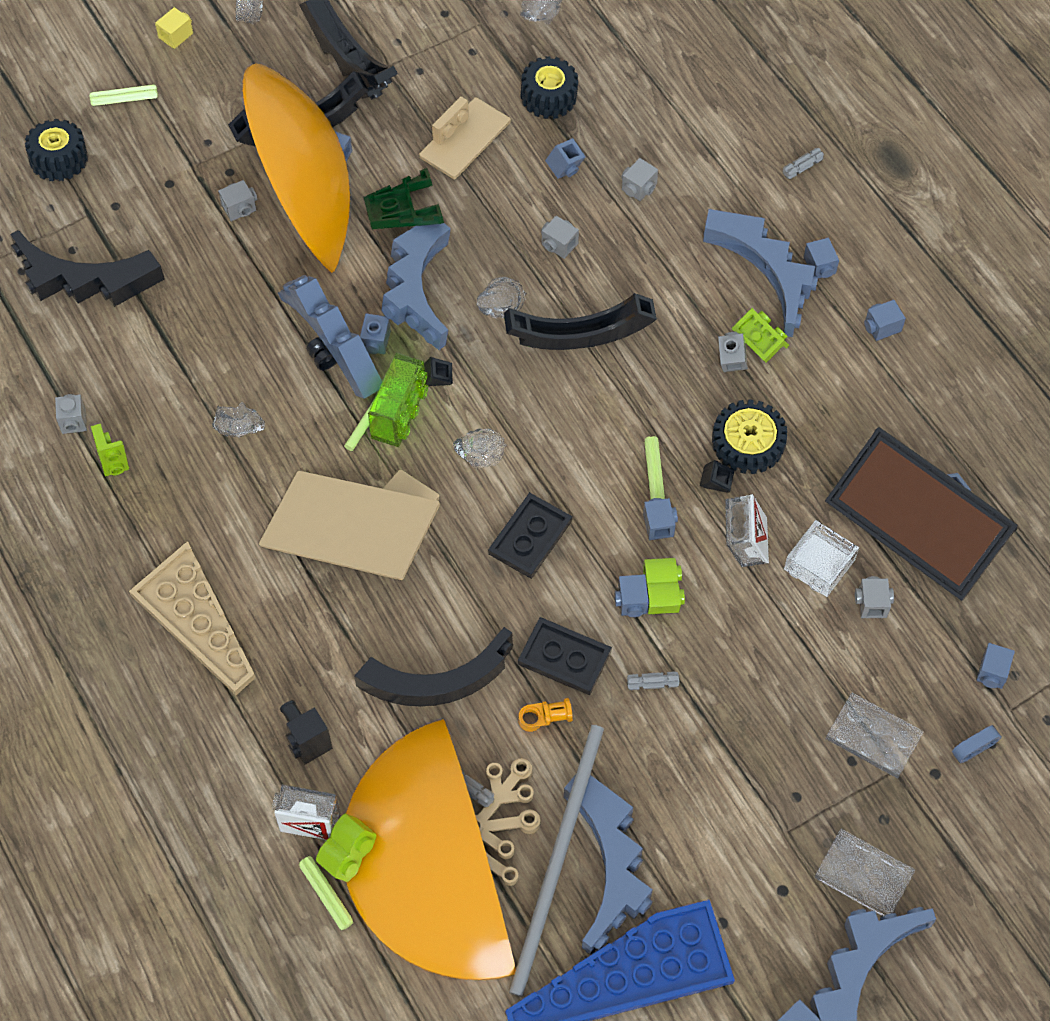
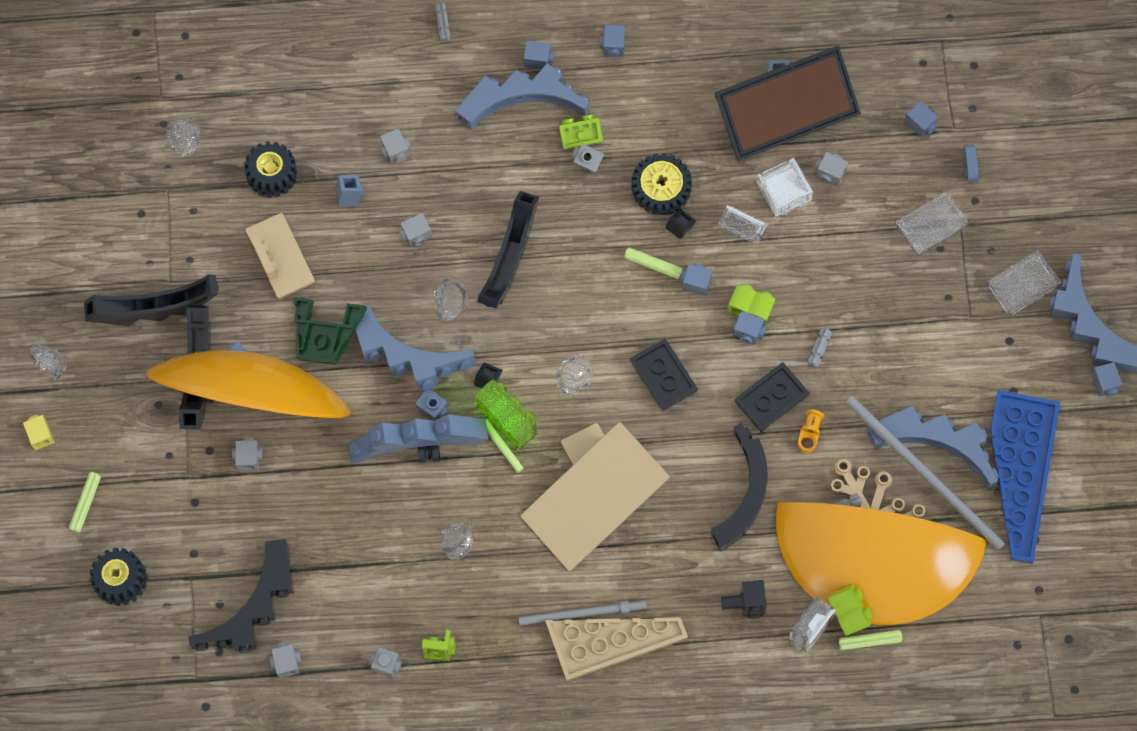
camera: 60 degrees left, 10 degrees up
(34, 326) = (285, 660): none -> light grey brick
(240, 612) = (624, 607): none -> light grey bar

